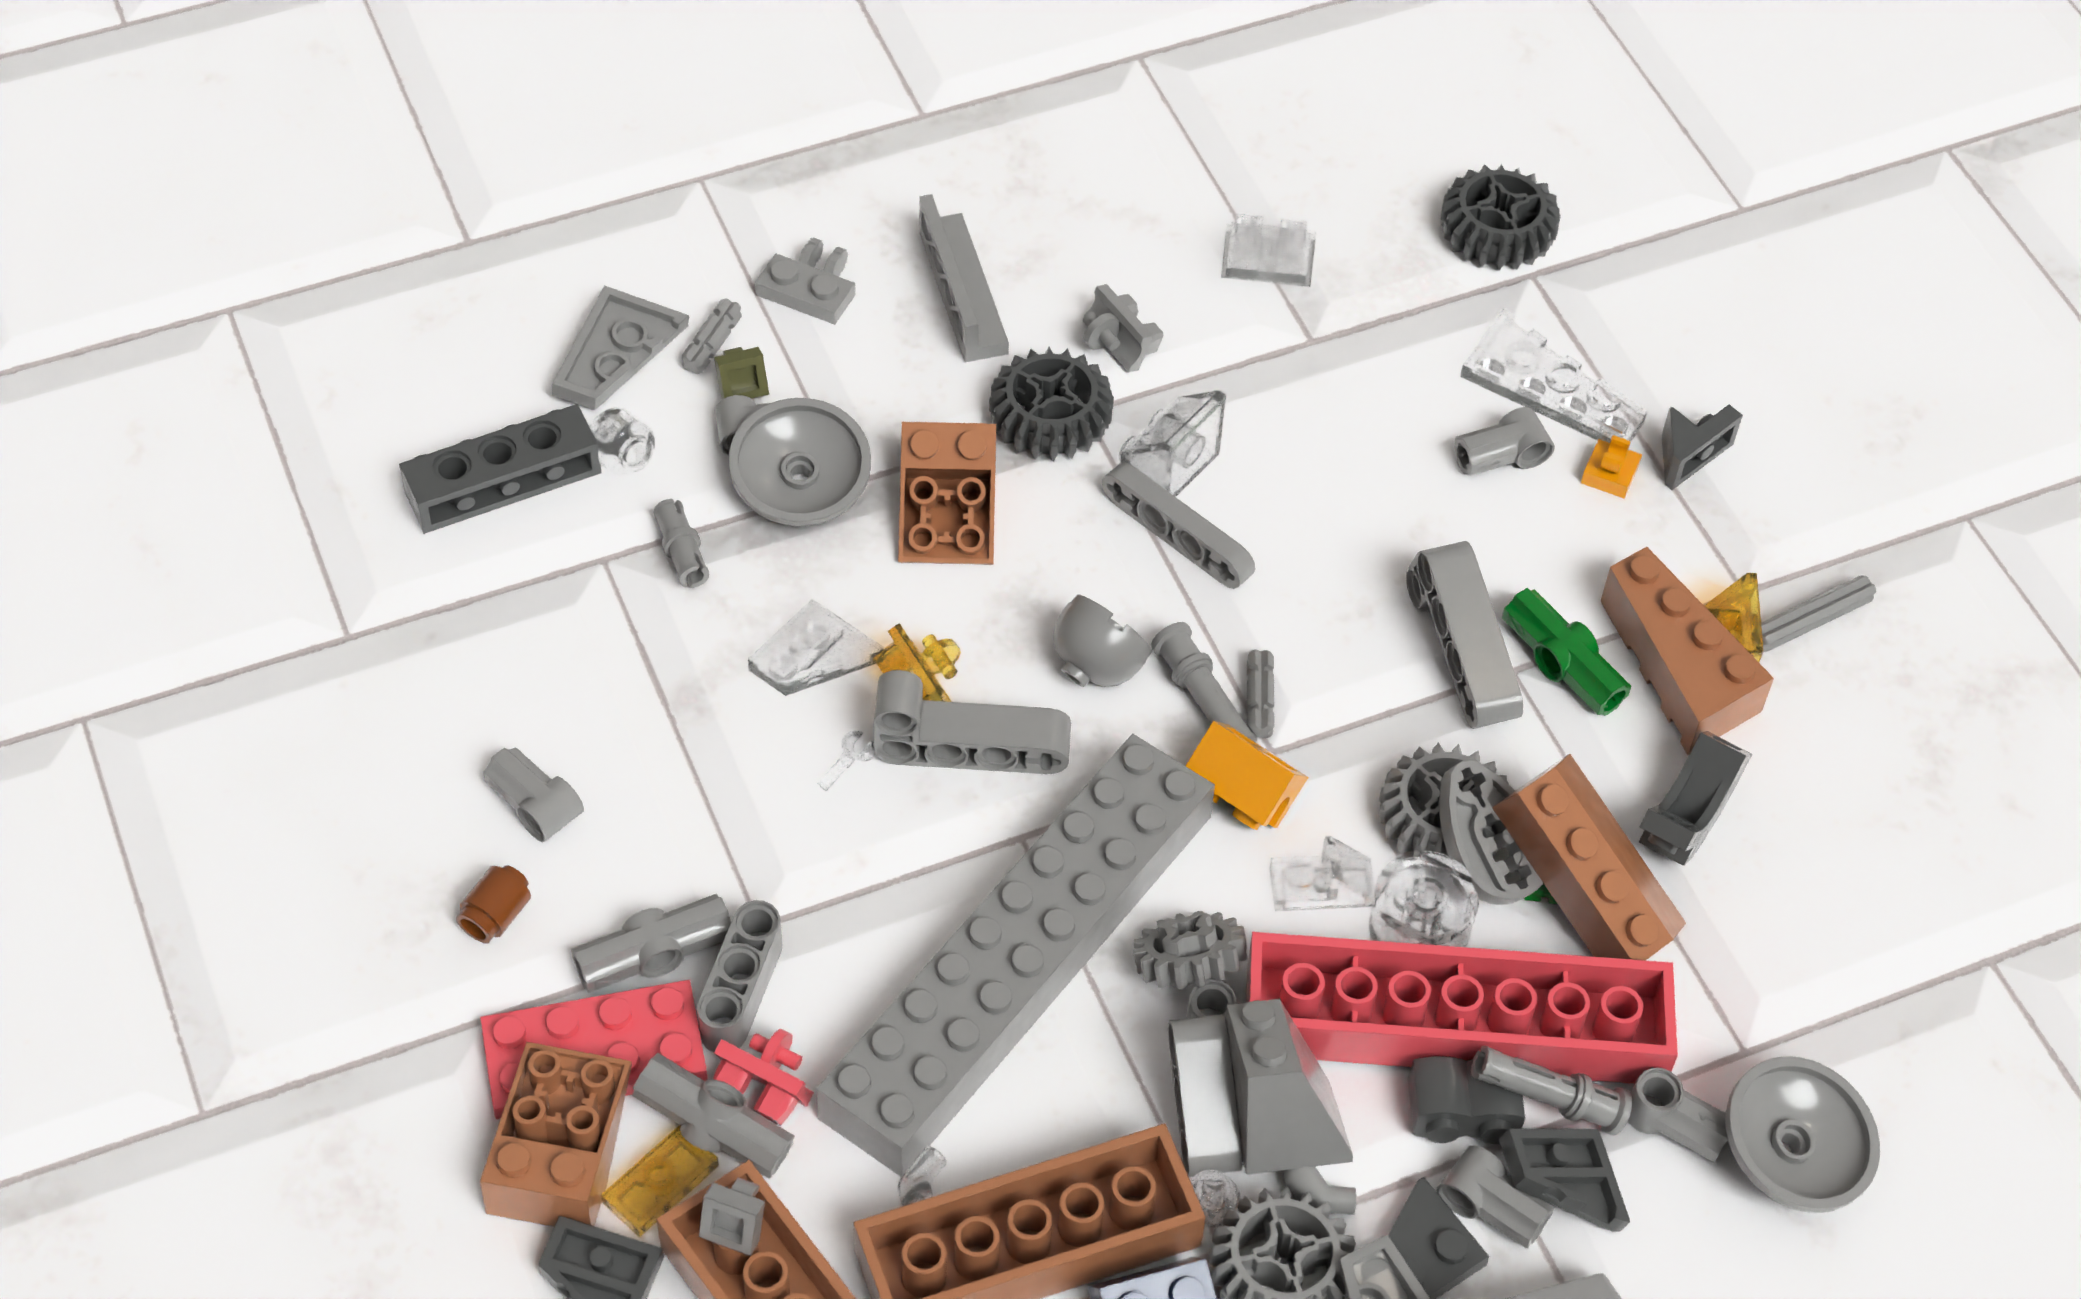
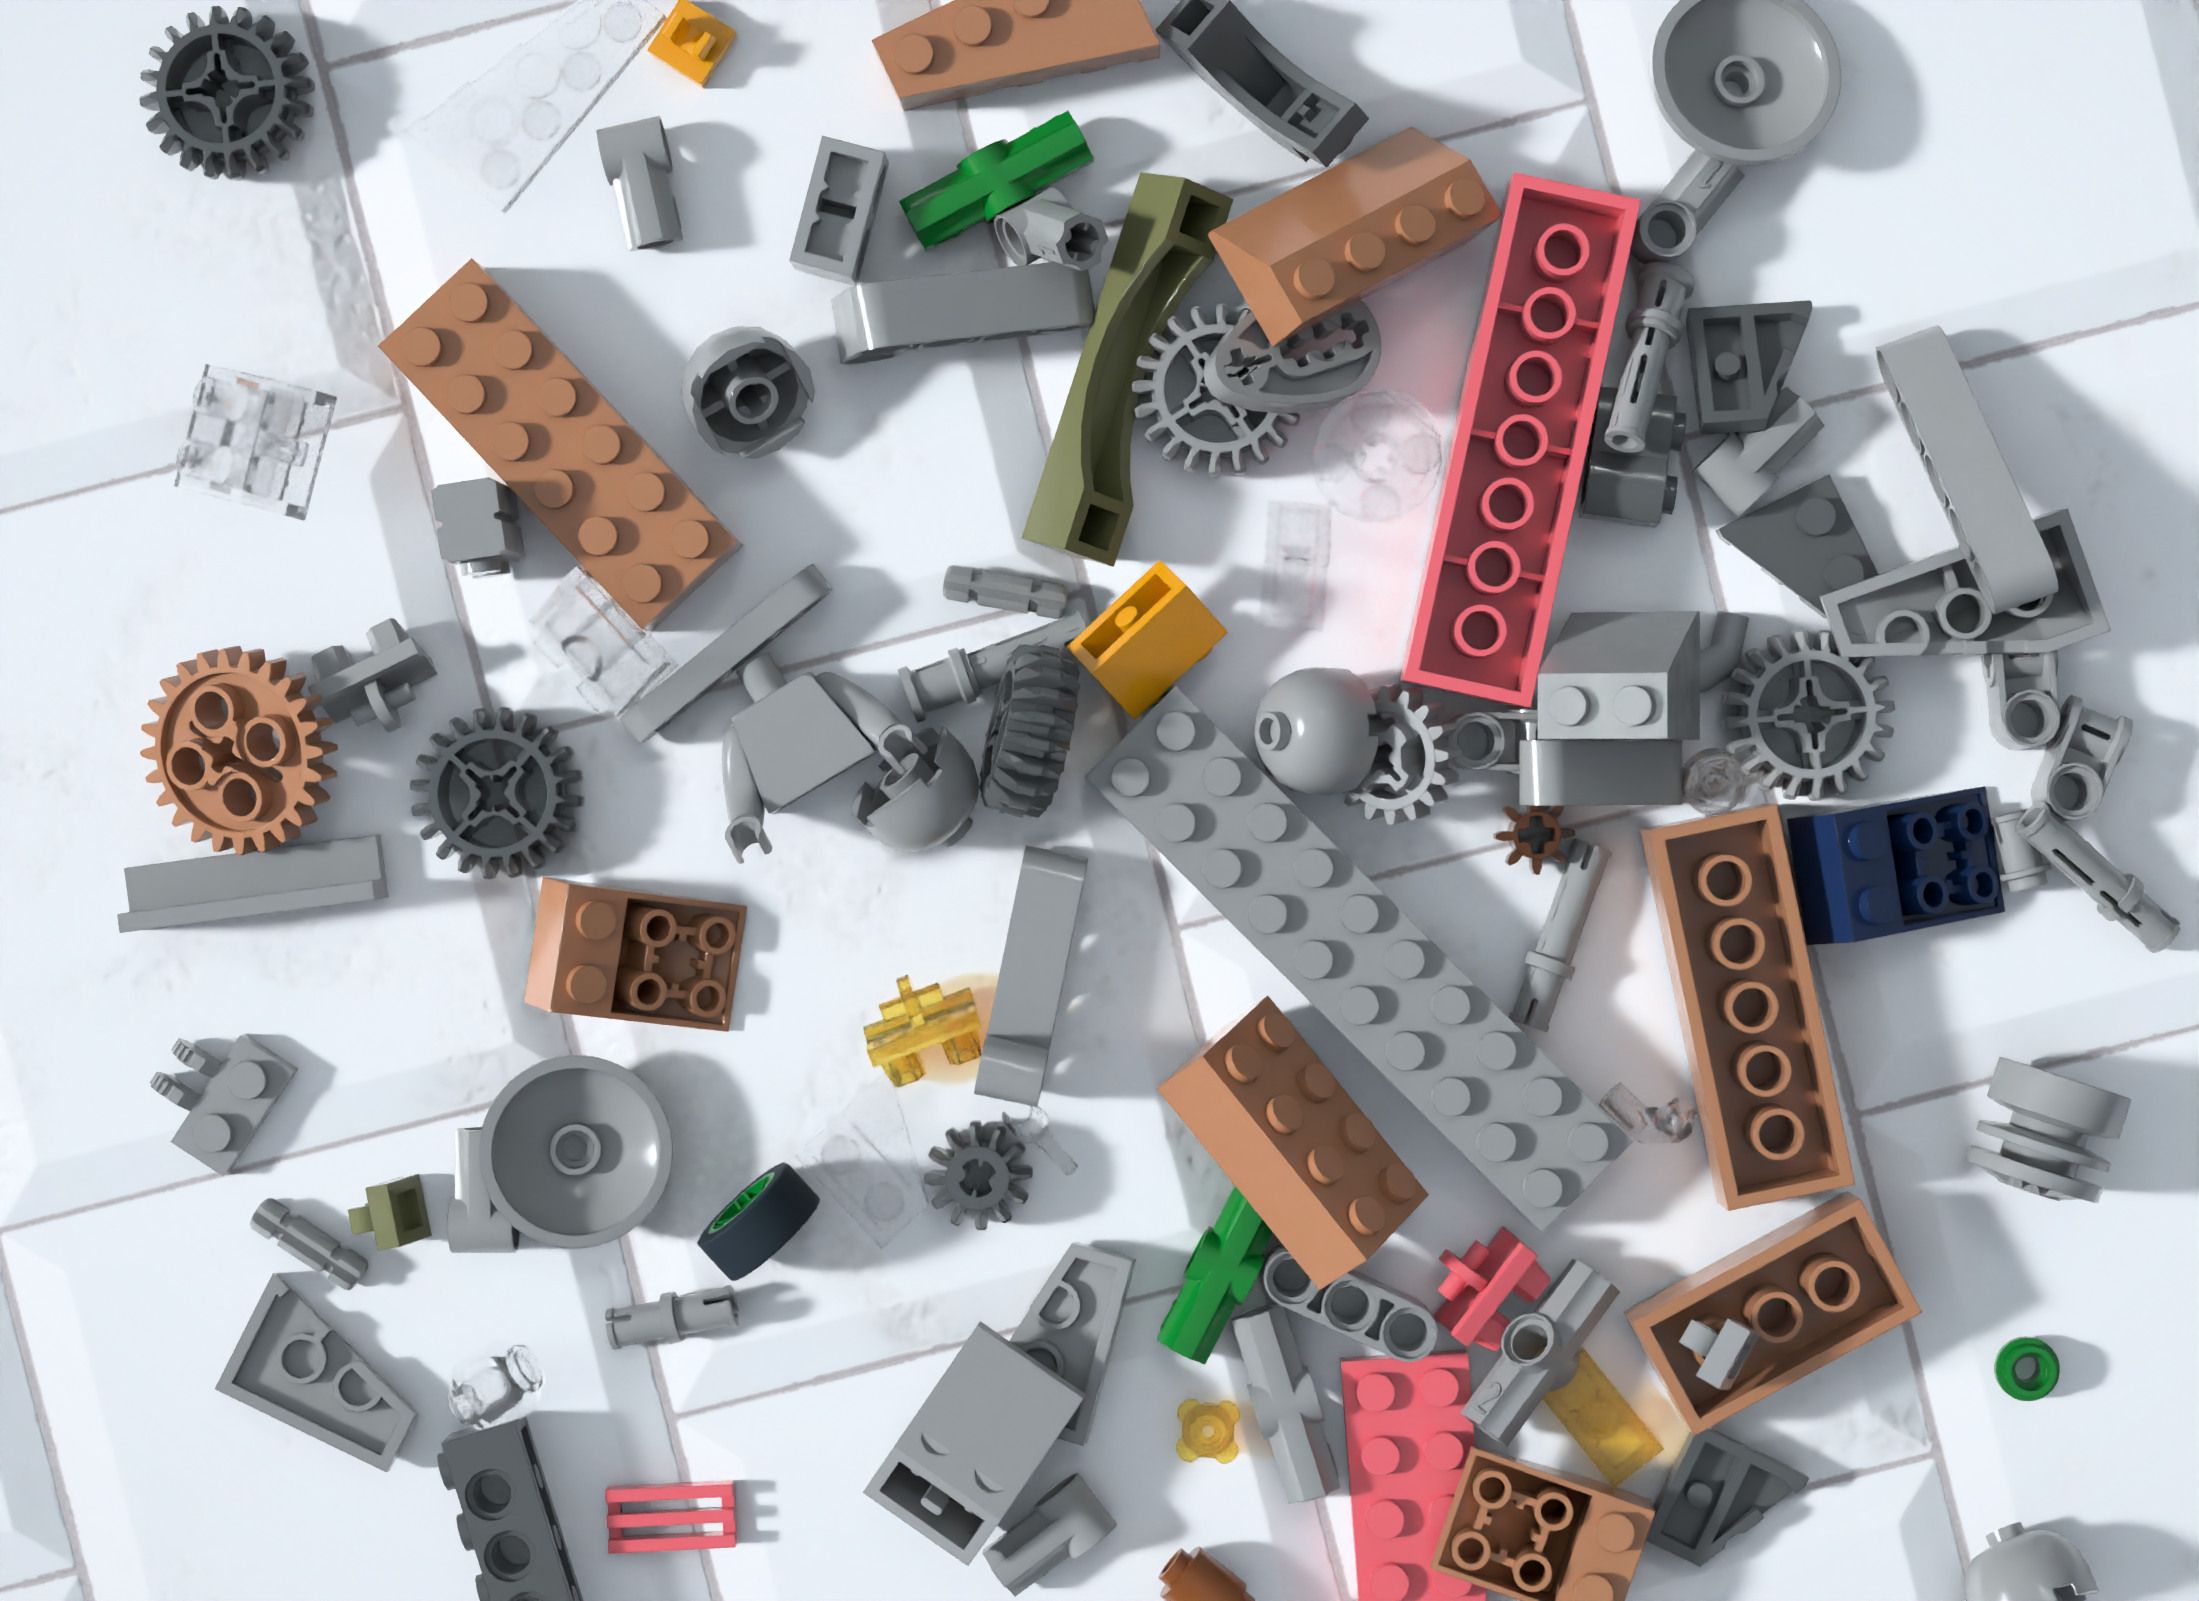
camera: 75 degrees left, 35 degrees up
(525, 532) = (671, 1541): none -> coral tile
(601, 720) = (974, 1443): none -> light grey slope
(623, 907) = (1220, 1417): none -> clear yellow plate
(674, 788) = (1076, 1325): none -> light grey wing
(761, 573) = (758, 1221): none -> black wheel
(762, 879) = (1216, 1279): none -> green piece
(811, 716) = (999, 1179): none -> dark grey gear
(867, 905) = (1293, 1143): none -> nougat brick
(1055, 256) = (239, 750): none -> nougat gear
(1061, 1098) = (1560, 935): none -> light grey pin
(1117, 564) = (797, 742): none -> light grey torso
(1139, 1079) = (1545, 847): none -> reddish brown gear
(1160, 693) = (1029, 730): none -> dark grey gear
(1197, 880) = (1316, 731): none -> light grey cylinder
(1241, 361) = (478, 526): none -> light grey brick
(1304, 415) = (560, 445): none -> nougat brick
(1371, 503) = (746, 391): none -> light grey cylinder
(1403, 728) = (1158, 257): none -> olive arch
(1520, 549) = (839, 210): none -> light grey brick
(1540, 676) = (1050, 230): none -> light grey piece

